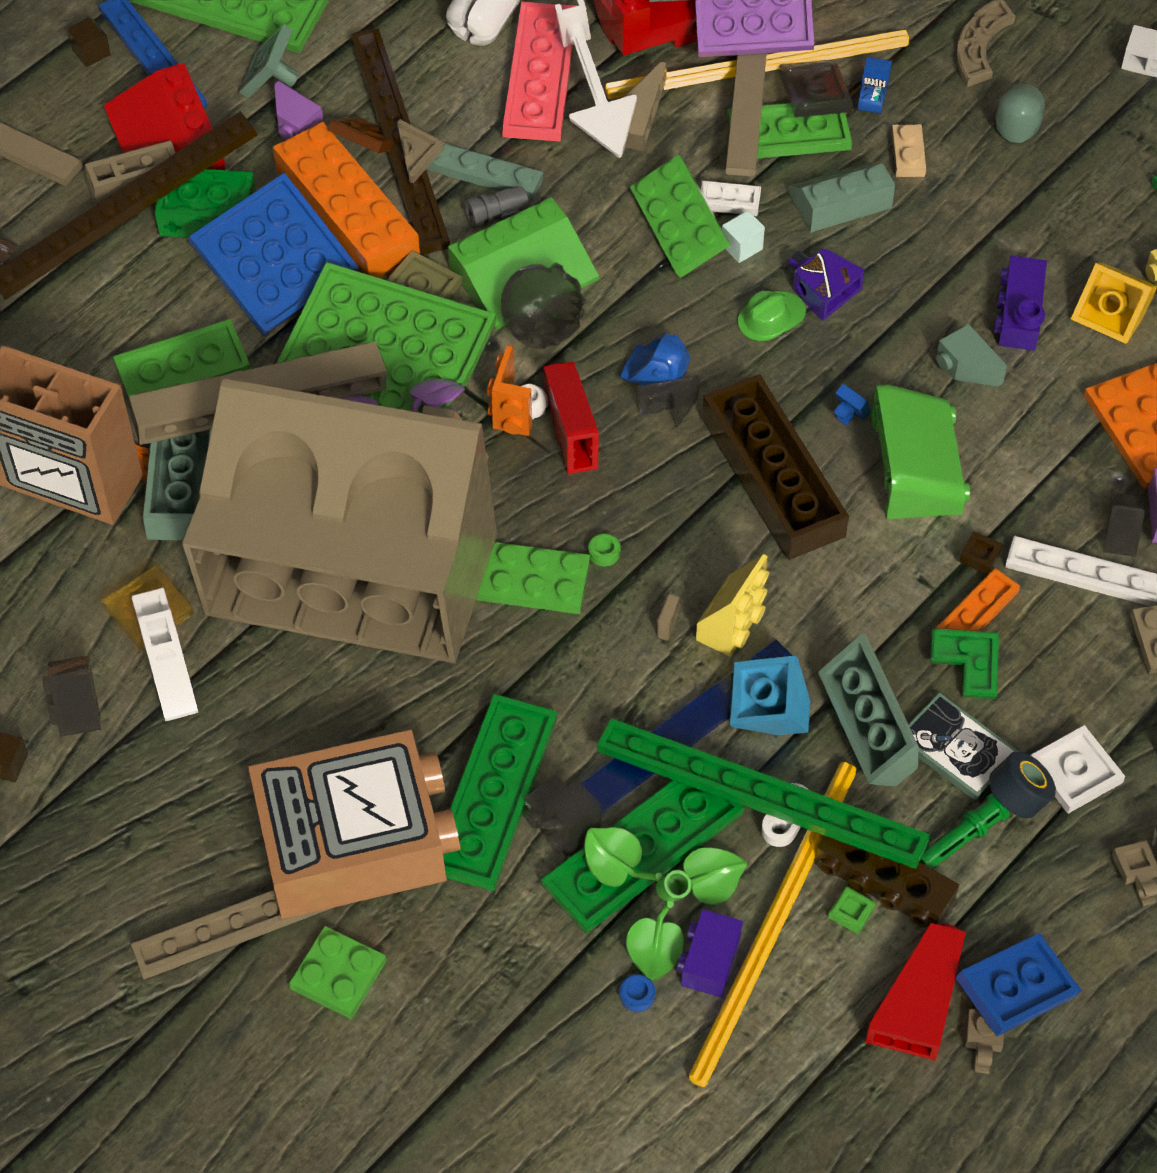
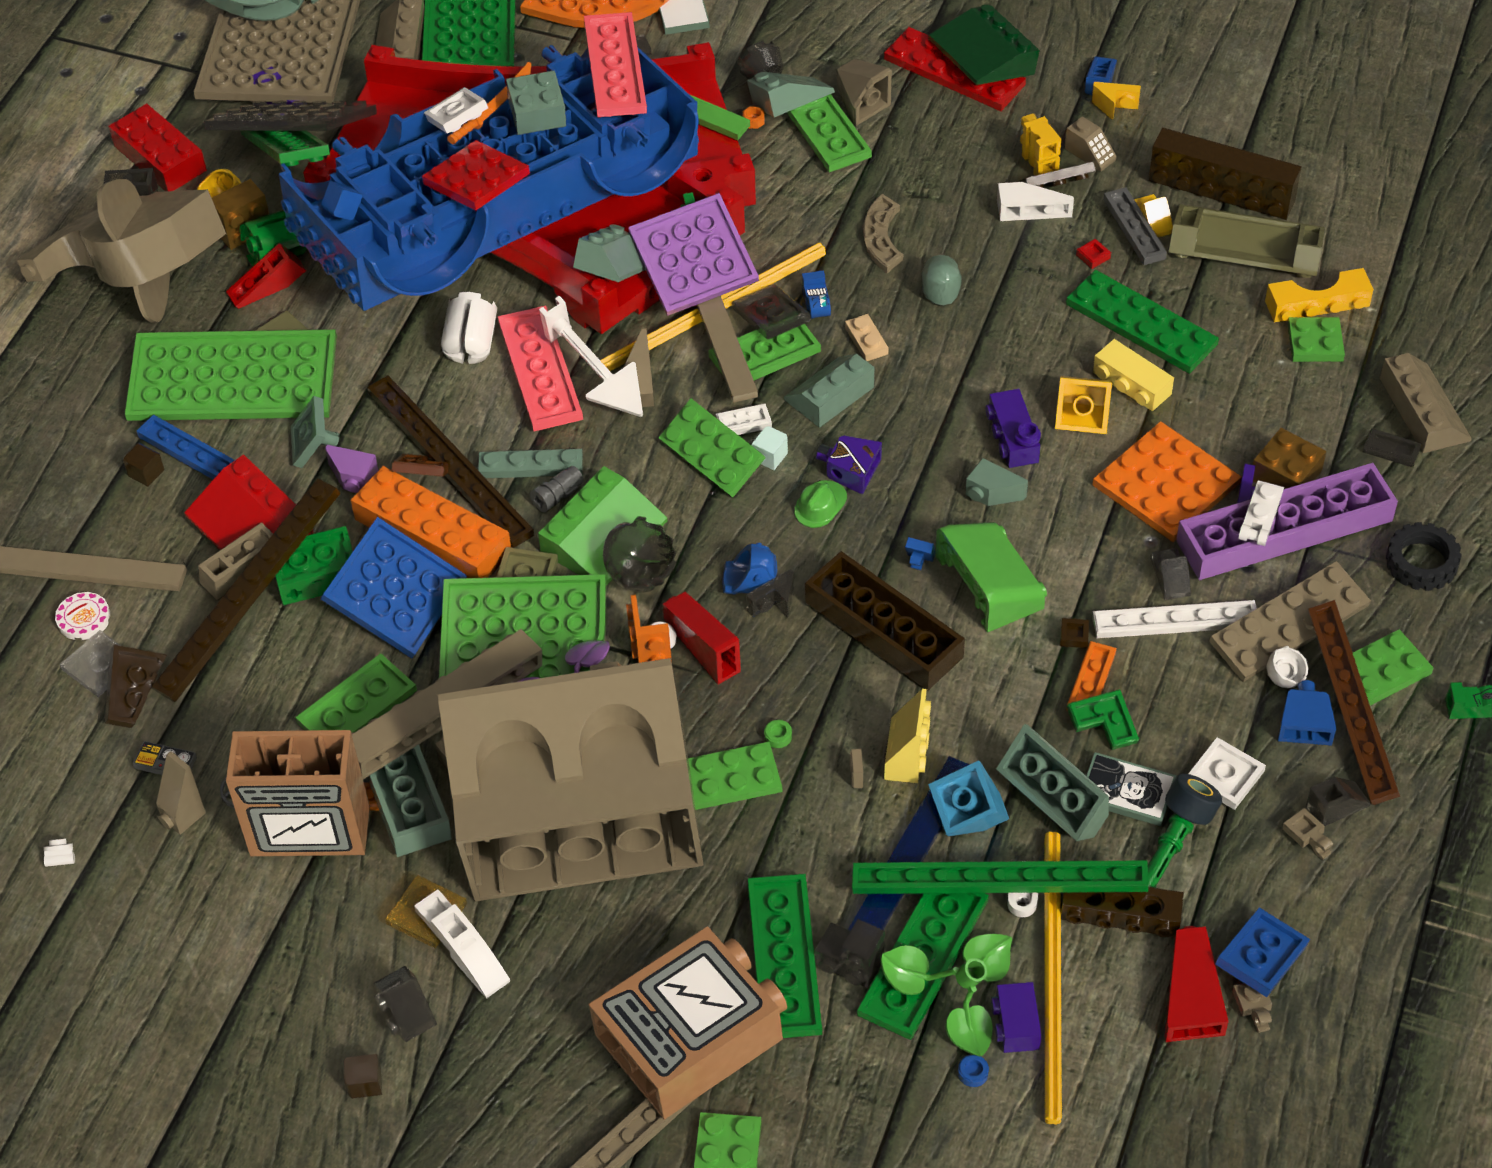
camera: 20 degrees left, 5 degrees down
(418, 149) = (471, 462): dark tan tile -> none
(852, 910) = (1107, 944): bright green tile -> none

